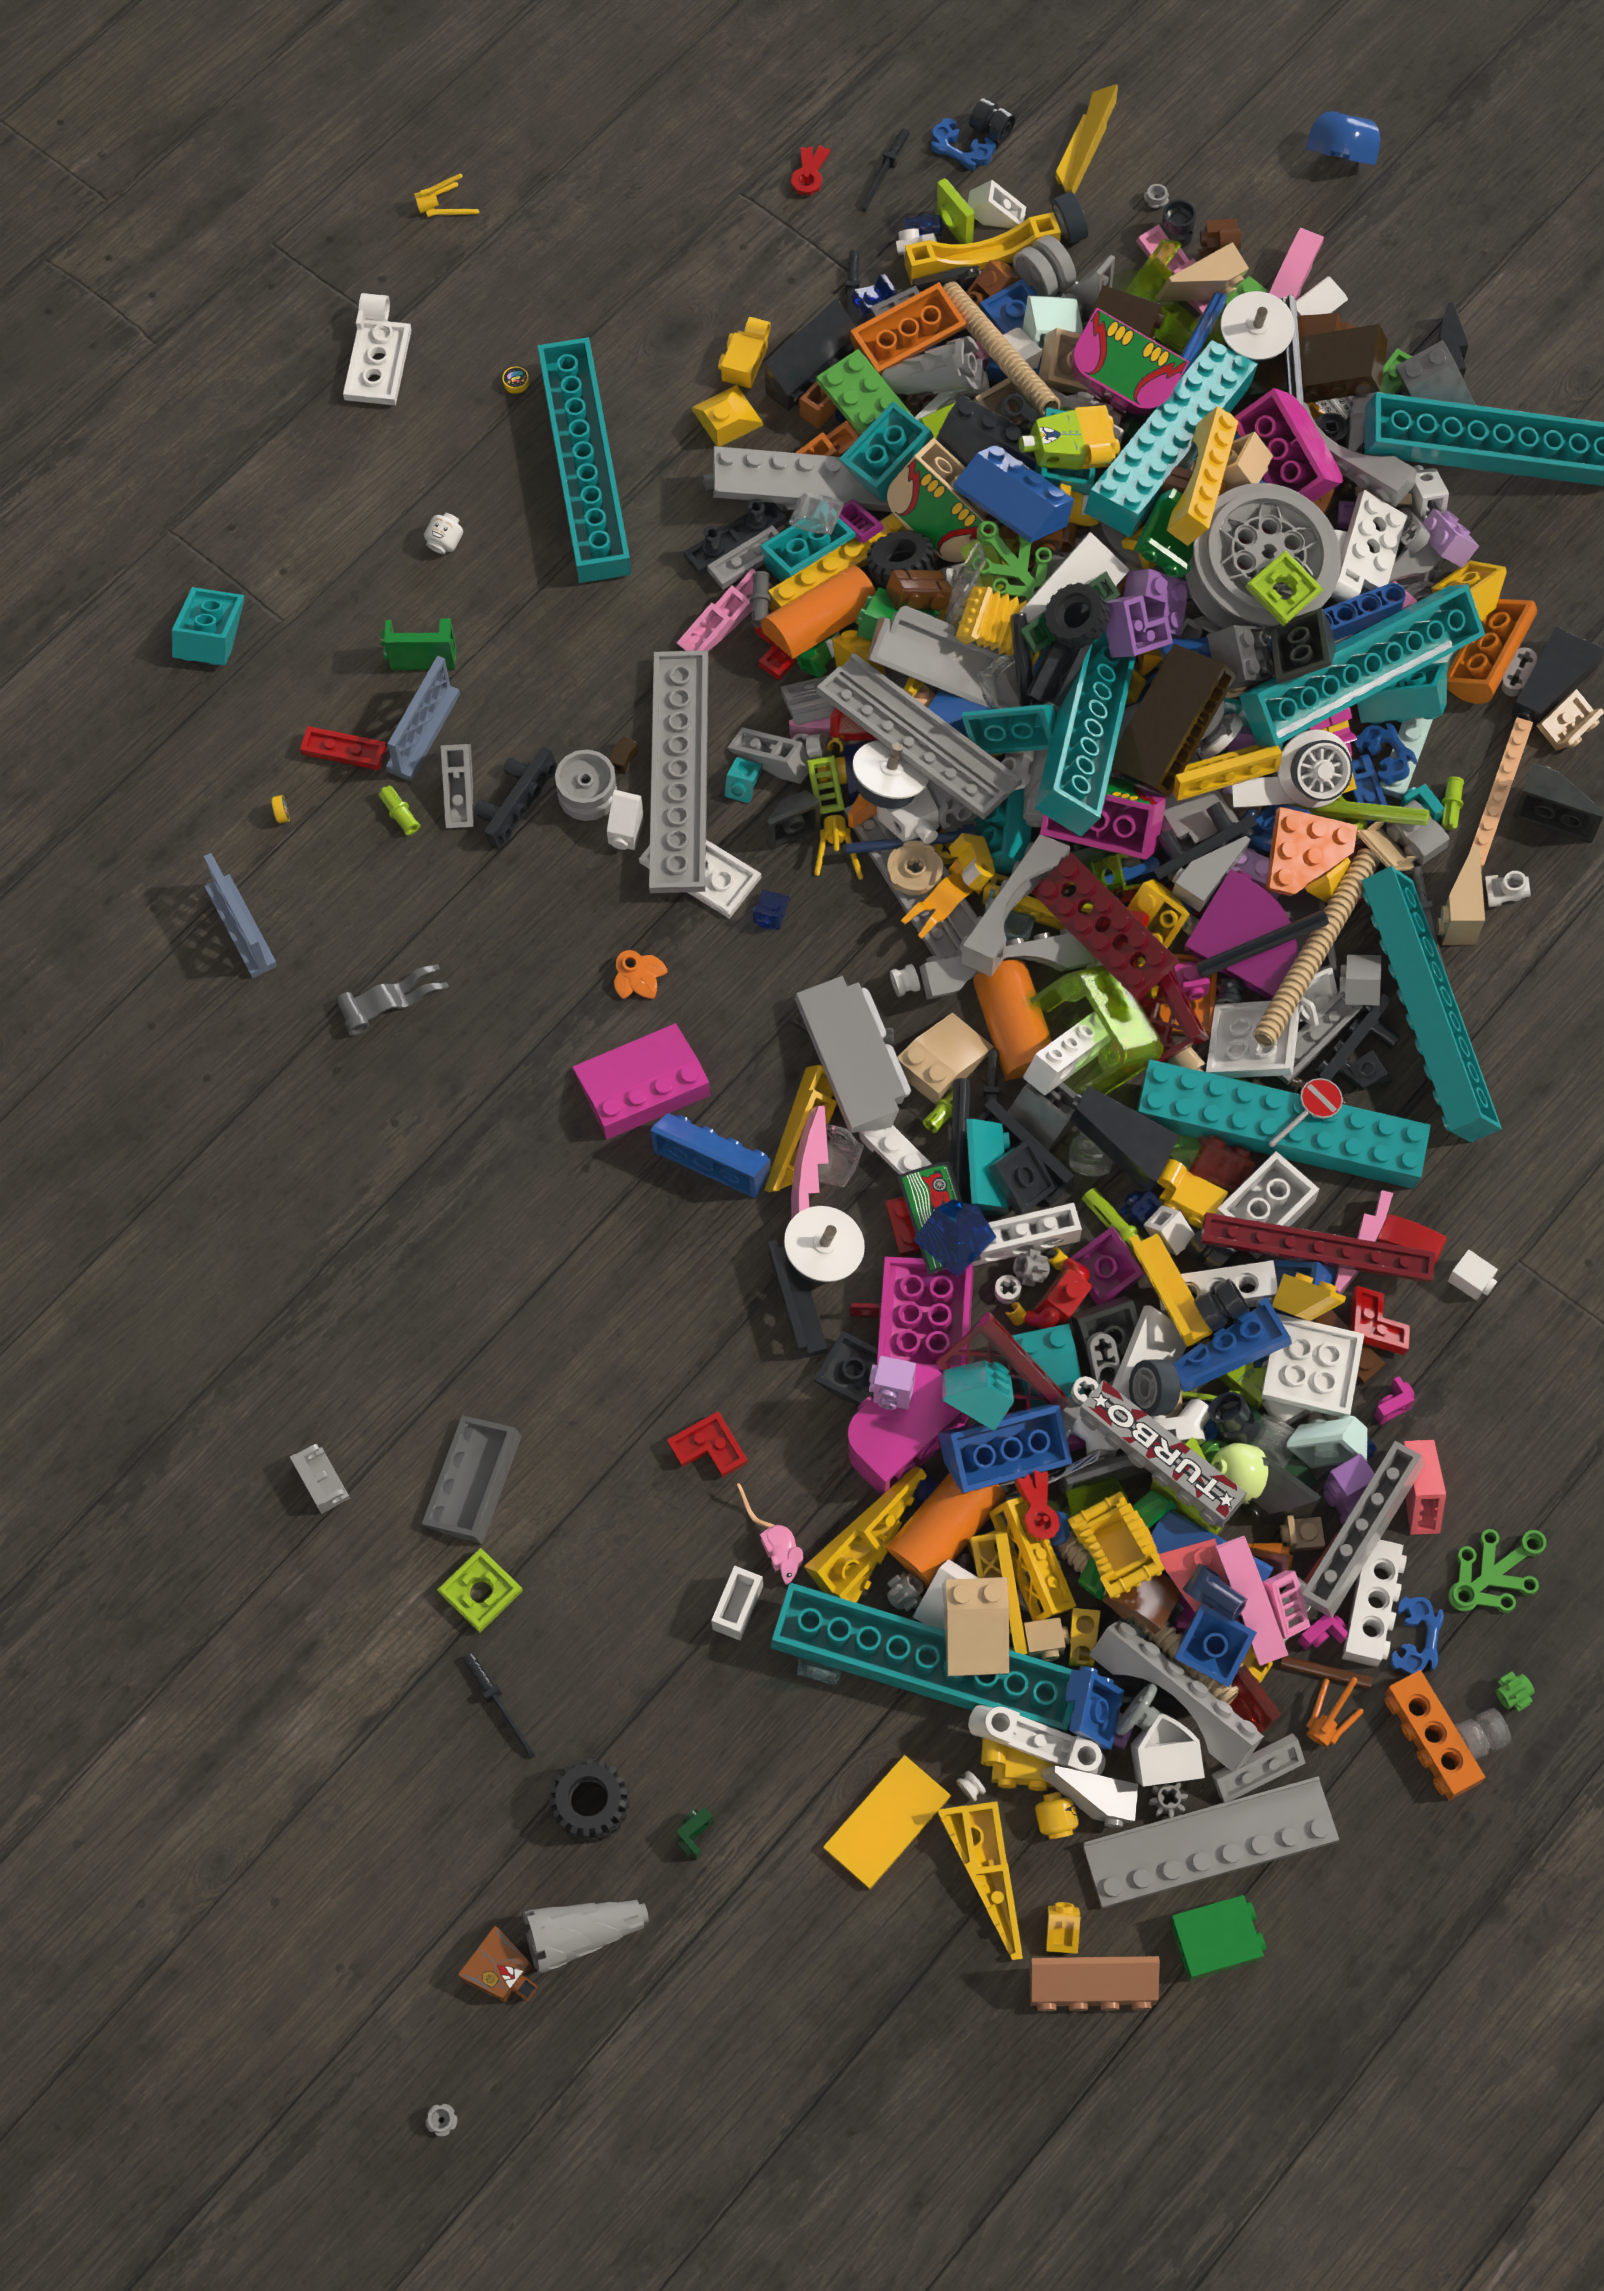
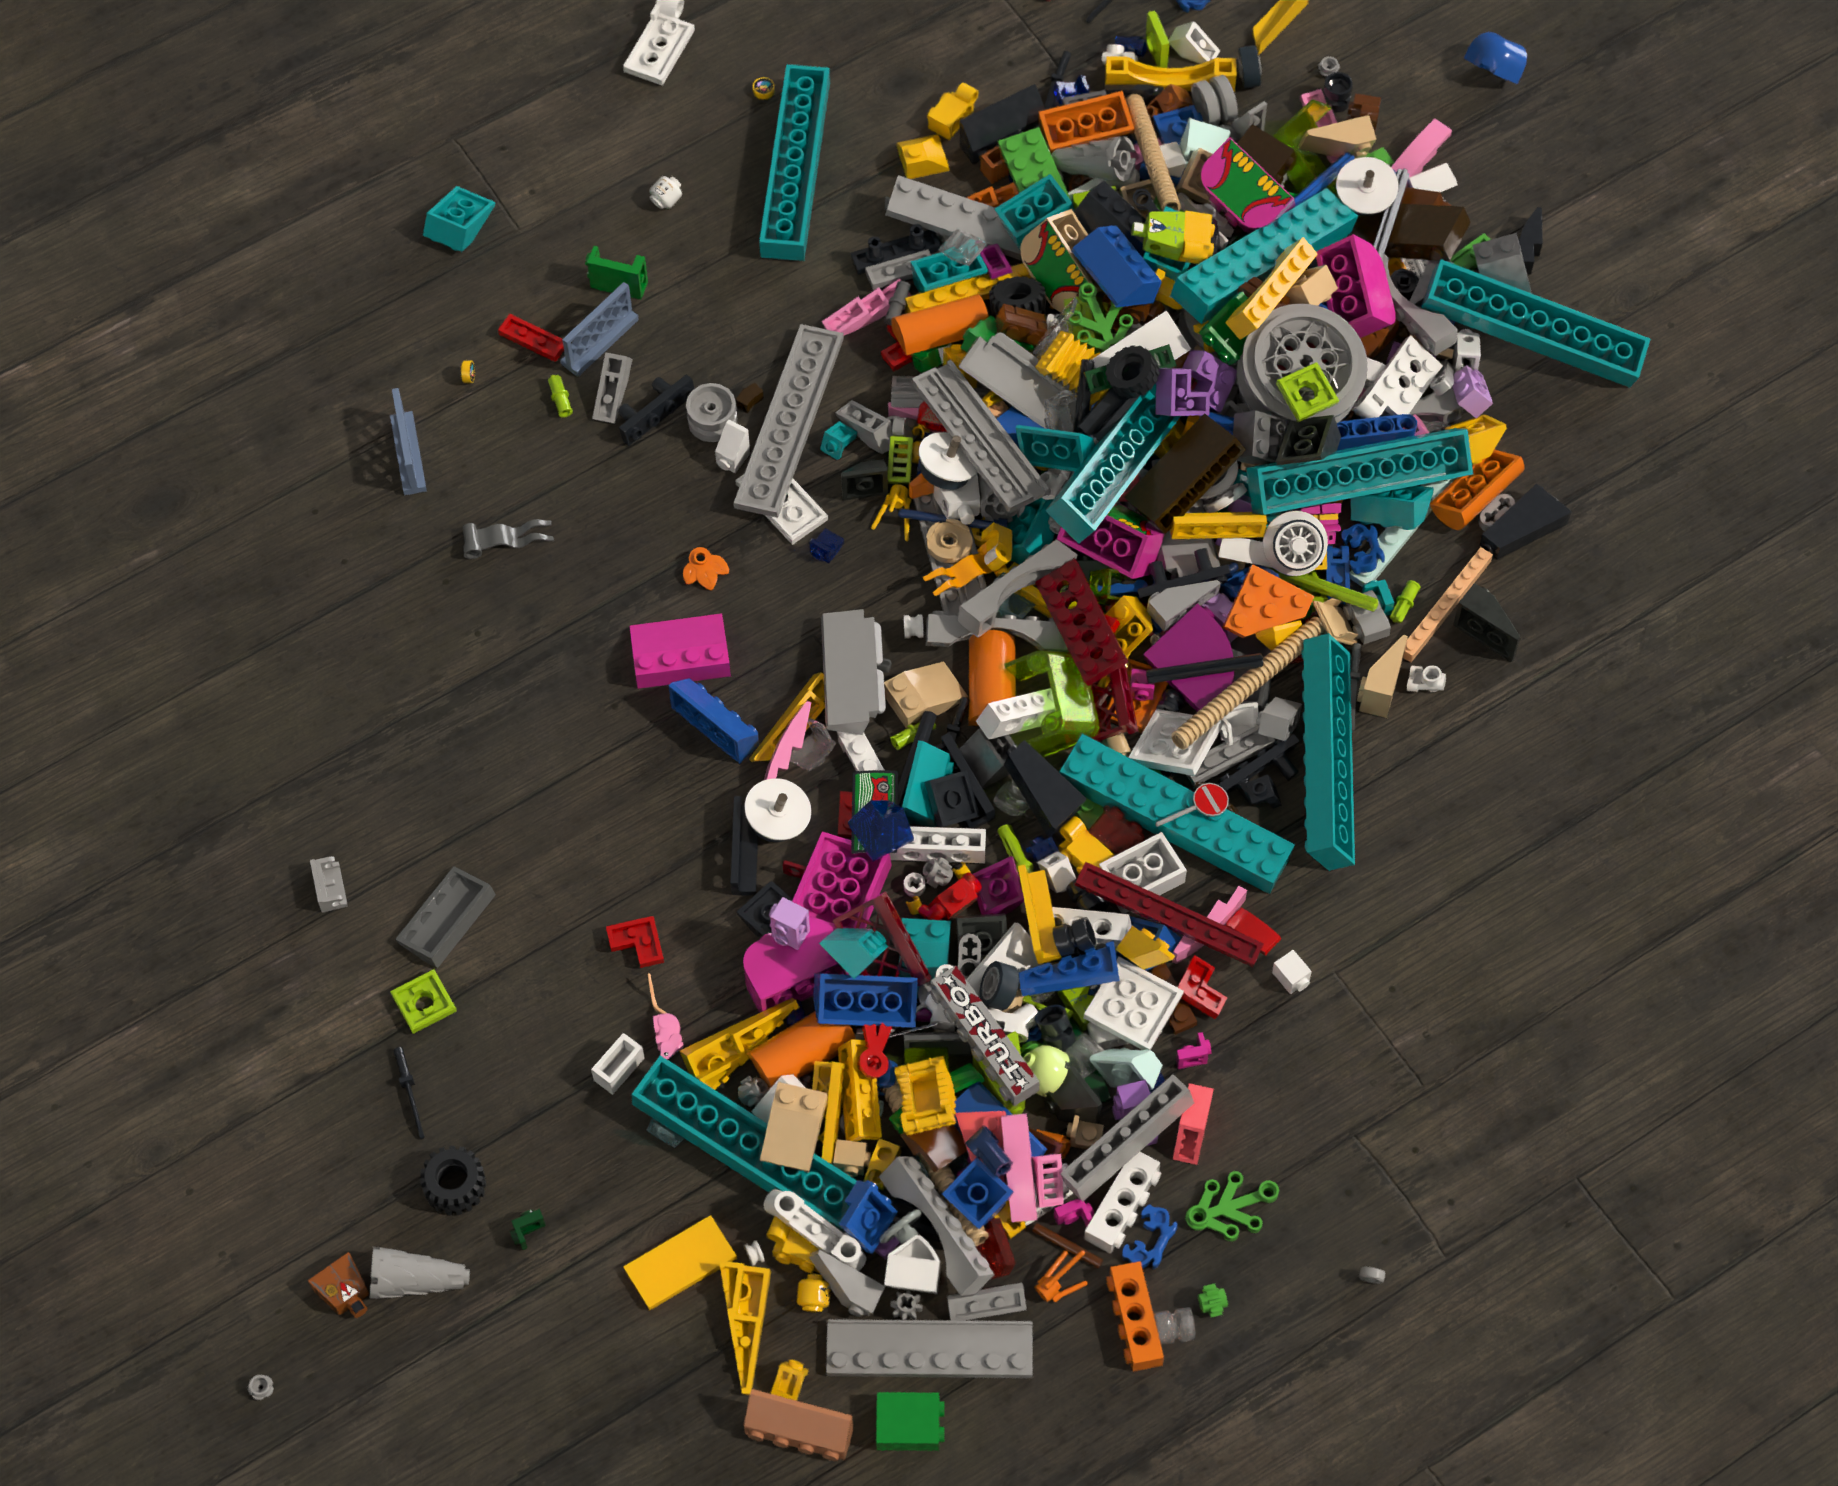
camera: 15 degrees right, 5 degrees down
(1569, 721) = (1523, 560): tan bracket -> none

